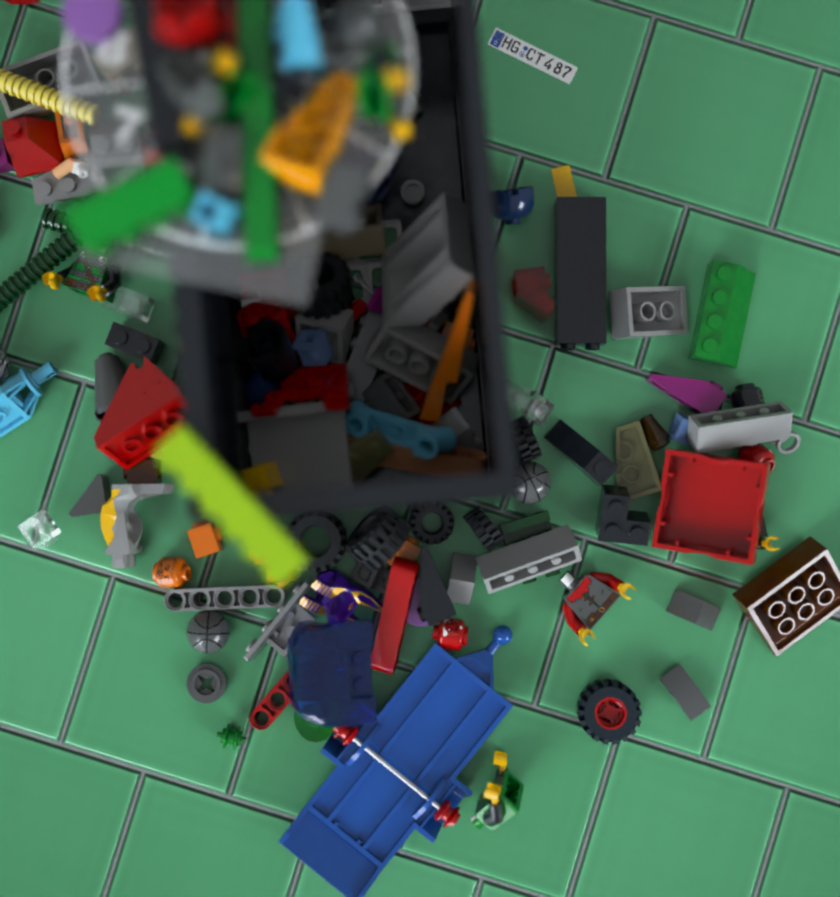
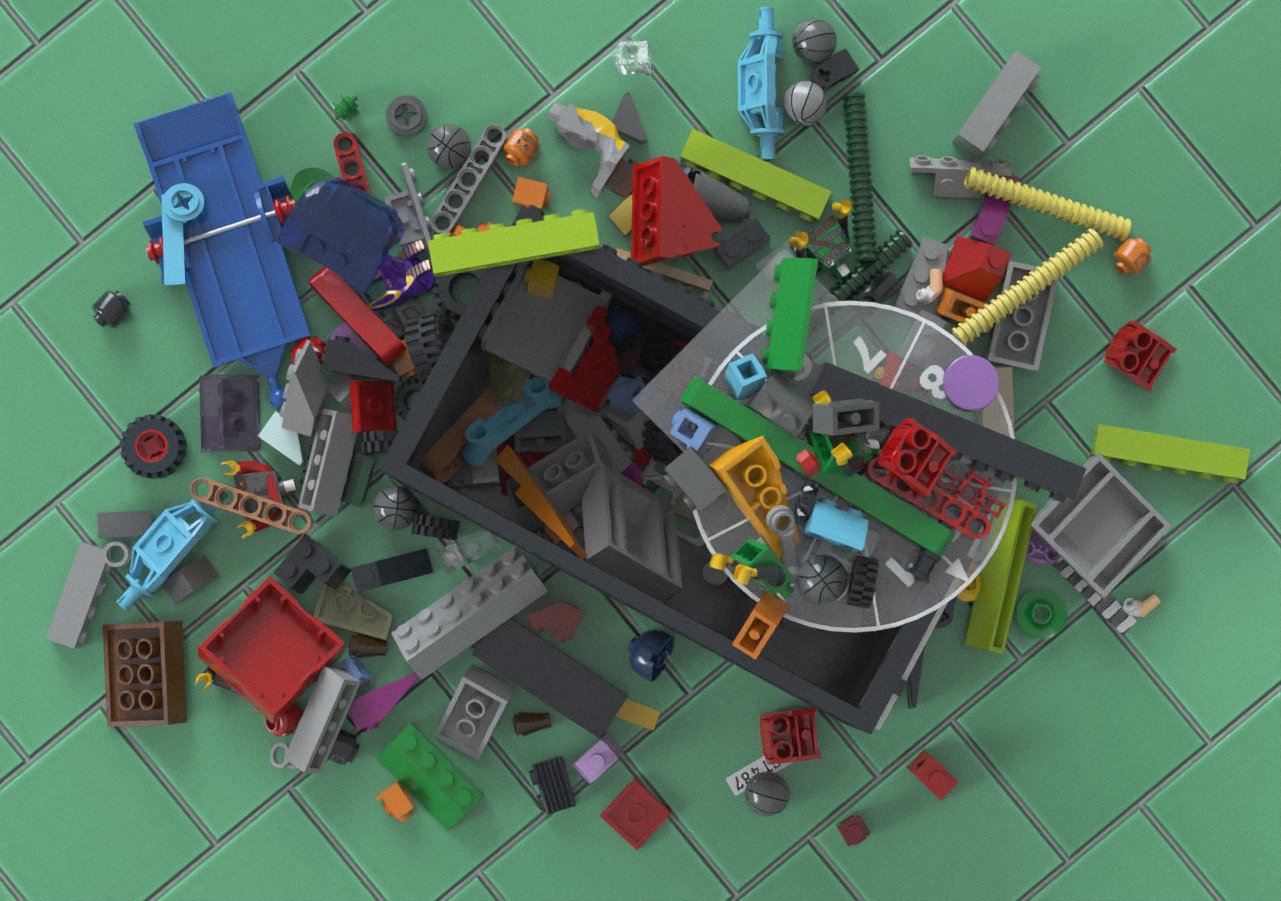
camera: 120 degrees right, 0 degrees up
(72, 367) = (754, 175): none -> lime brick
(257, 99) = (808, 463): none -> red tile
(303, 223) = (683, 431): none -> medium blue brick
(335, 83) = (786, 538): none -> light grey piece
(385, 822) = (185, 192): none -> medium azure gear
(430, 808) = (173, 249): none -> medium azure sticker
(434, 54) = (760, 625): none -> orange brick
(460, 554) = (372, 406): none -> red tile
(485, 616) = (304, 393): none -> light grey slope
(501, 797) = (142, 303): torso -> none
(506, 52) = (795, 732): none -> red slope
(522, 822) = (111, 309): none -> black head
(530, 609) = (283, 440): none -> light aqua slope
(541, 666) = (229, 413): none -> slope
(561, 38) = (767, 794): none -> dark grey piece
(577, 366) = (469, 612): none -> light grey brick
(613, 608) = (239, 505): none -> nougat beam
(622, 189) = (597, 758): none -> lavender torso
(628, 263) = (528, 722): none -> dark brown cone
(644, 135) = (635, 813): none -> red tile
(665, 211) = (553, 785): none -> black brick
(679, 646) = (165, 547): none -> medium azure plate
(760, 328) = (397, 802): none -> orange brick
(761, 691) = (81, 592): none -> light grey hinge

